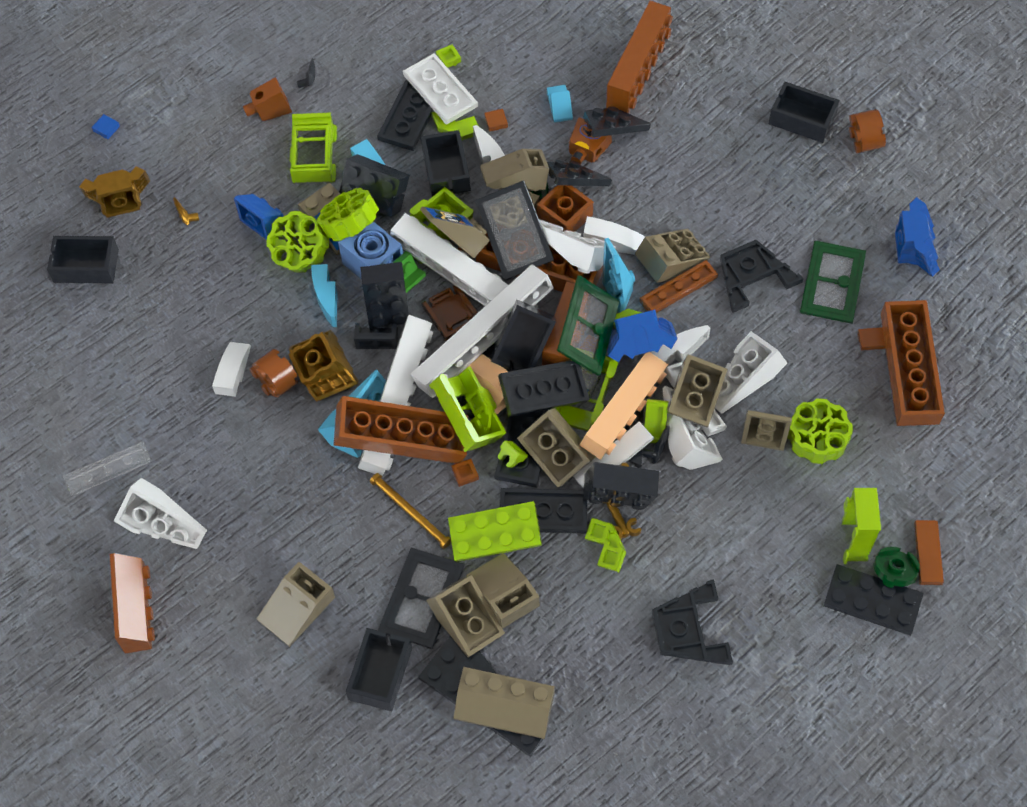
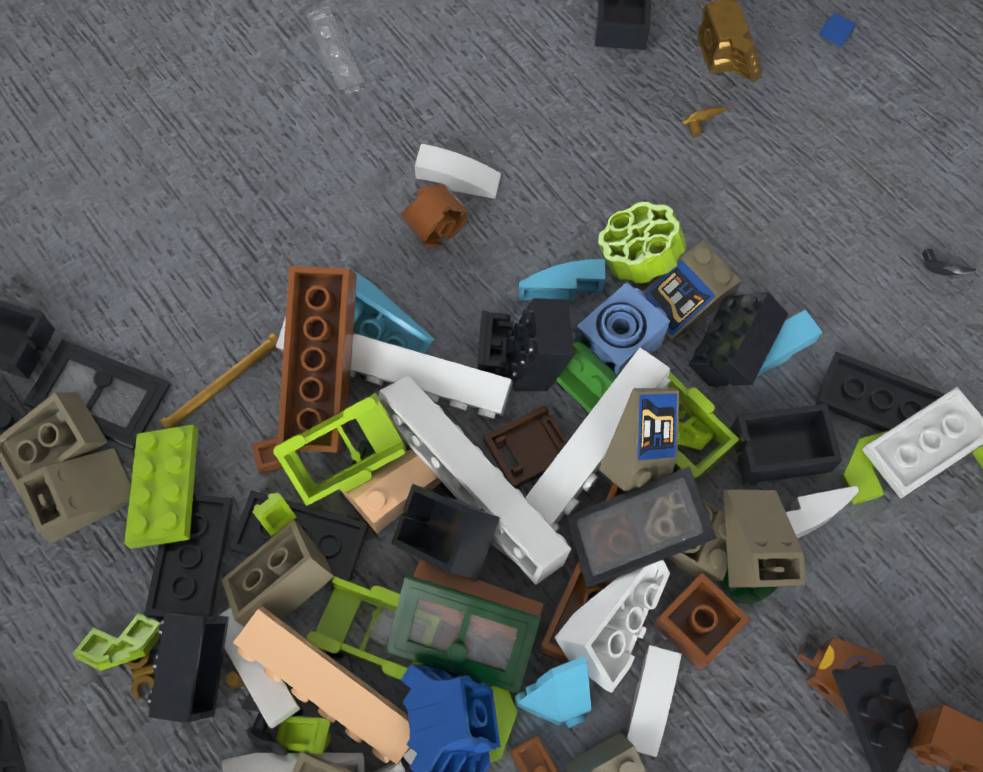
camera: 90 degrees right, 5 degrees up
(131, 603) = (143, 69): slope -> none
(154, 513) = (269, 87): white wedge -> none
(256, 213) = (694, 195): blue slope -> none
(268, 101) = (887, 210): dark orange torso -> none
(295, 604) = (113, 246): dark tan slope -> none
(313, 172) = (841, 290): lime piece -> none
(322, 365) = (451, 276): pearl gold slope -> none
(347, 214) = (672, 294): lime connector -> none
(482, 410) = (337, 470): lime tile -> none
(496, 120) = (880, 528): dark orange tile -> none
(543, 387) = (359, 557): black plate -> none
(560, 103) = (921, 632): medium azure slope -> none
(576, 175) = (766, 640): black wing -> none

